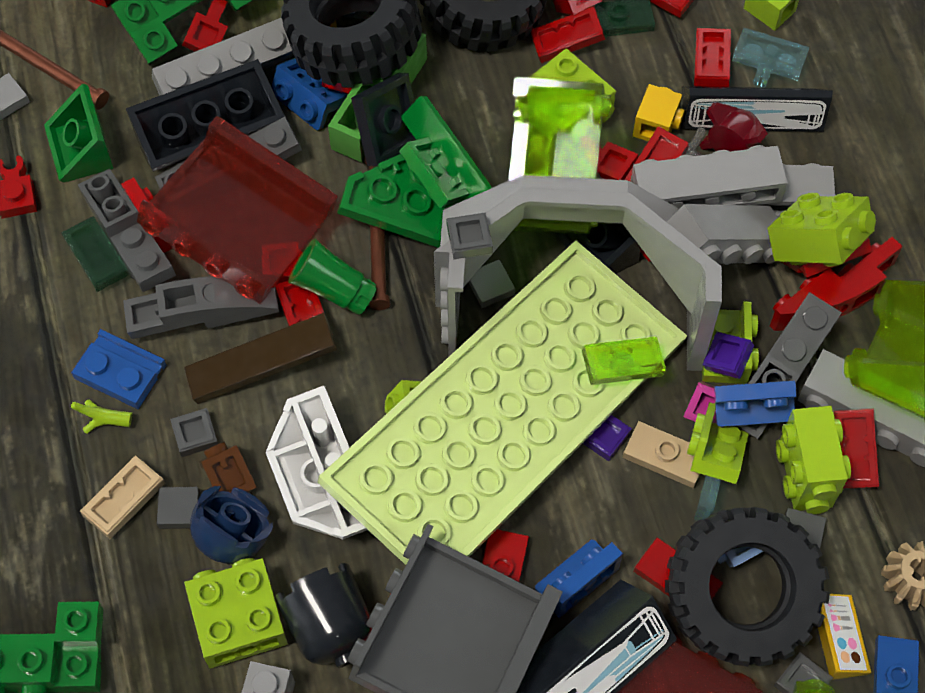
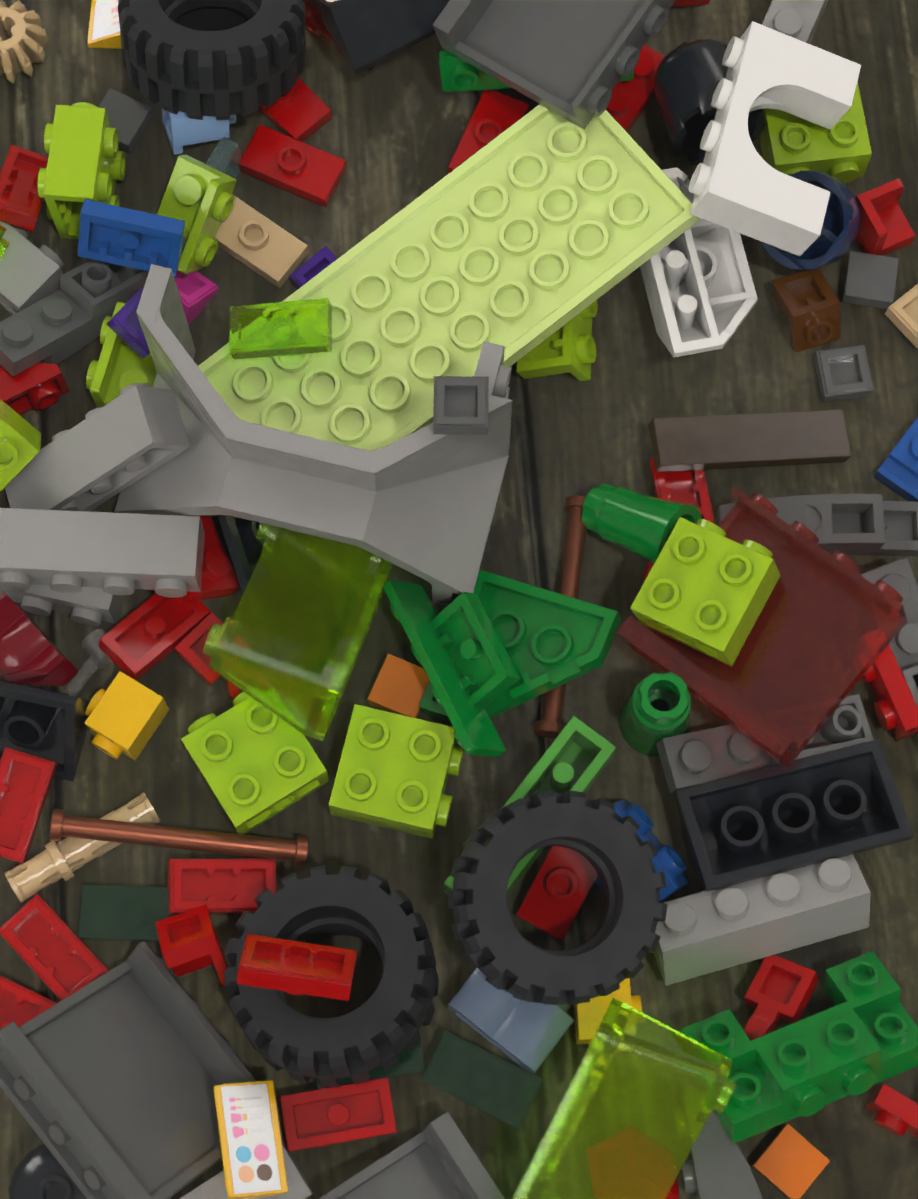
camera: 170 degrees left, 10 degrees up
(173, 550) = (882, 222): none -> red panel
(278, 216) = (706, 589): none -> lime brick
(283, 593) = (734, 181): none -> white arch
(305, 154) = (643, 724): none -> green plant
(380, 120) = (534, 746): black tile -> none
(474, 104) = (395, 772): none -> lime brick
(487, 162) = (399, 687): none -> orange tile
(581, 574) = (399, 101): blue bracket -> none
(608, 49) = (178, 838): none -> copper bar
(651, 518) = (292, 165): none -> red plate
(672, 35) = (71, 853): none -> tan pin

